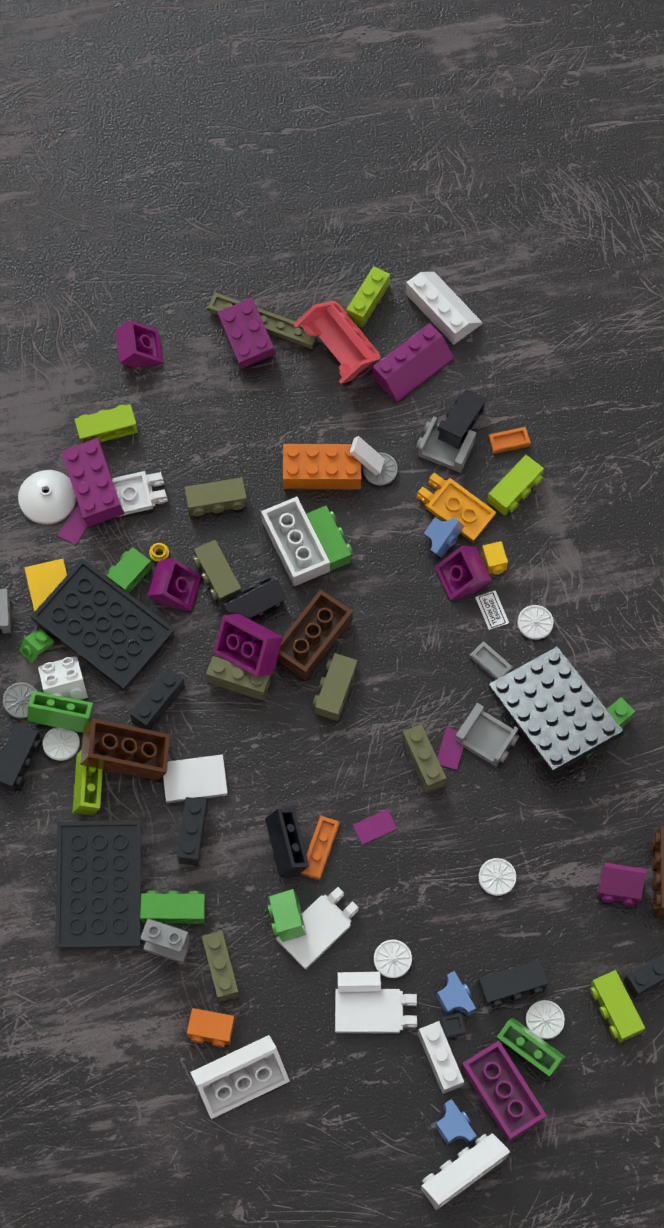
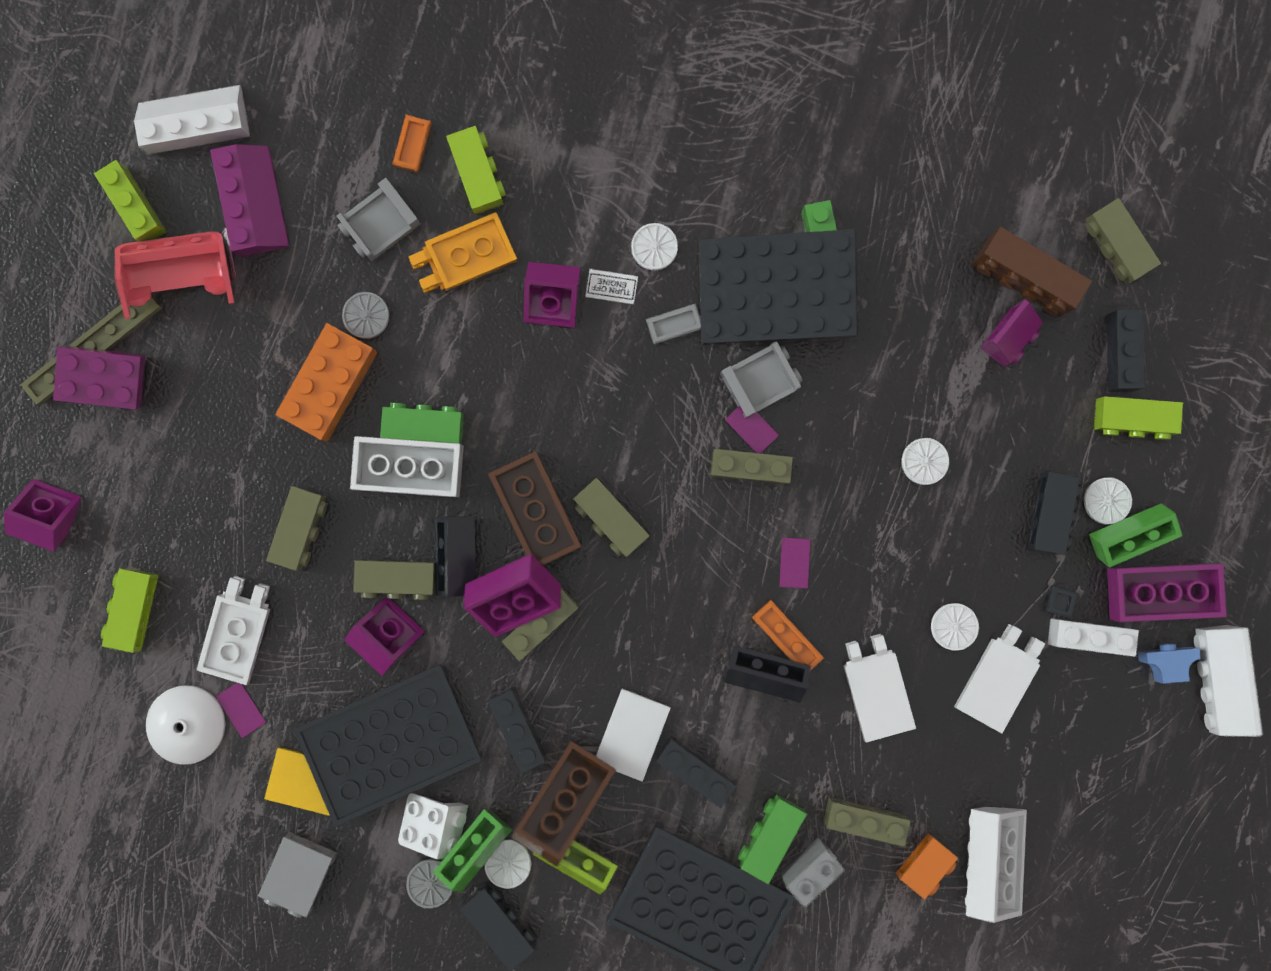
camera: 60 degrees left, 20 degrees up
(35, 644) = (370, 834): bright green bracket -> none
(92, 482) = (199, 667): magenta brick -> none
(129, 570) = (337, 680): bright green brick -> none
(159, 547) = (323, 631): yellow plate -> none
(287, 915) = (851, 719): bright green brick -> none
(359, 982) = (962, 678): white tile -> none
(367, 455) = (345, 324): white tile -> none
(443, 534) = (493, 291): medium blue brick -> none
(455, 996) = (1035, 584): medium blue brick -> none
(461, 418) = (356, 184): black brick -> none
(494, 558) = (553, 247): yellow brick -> none

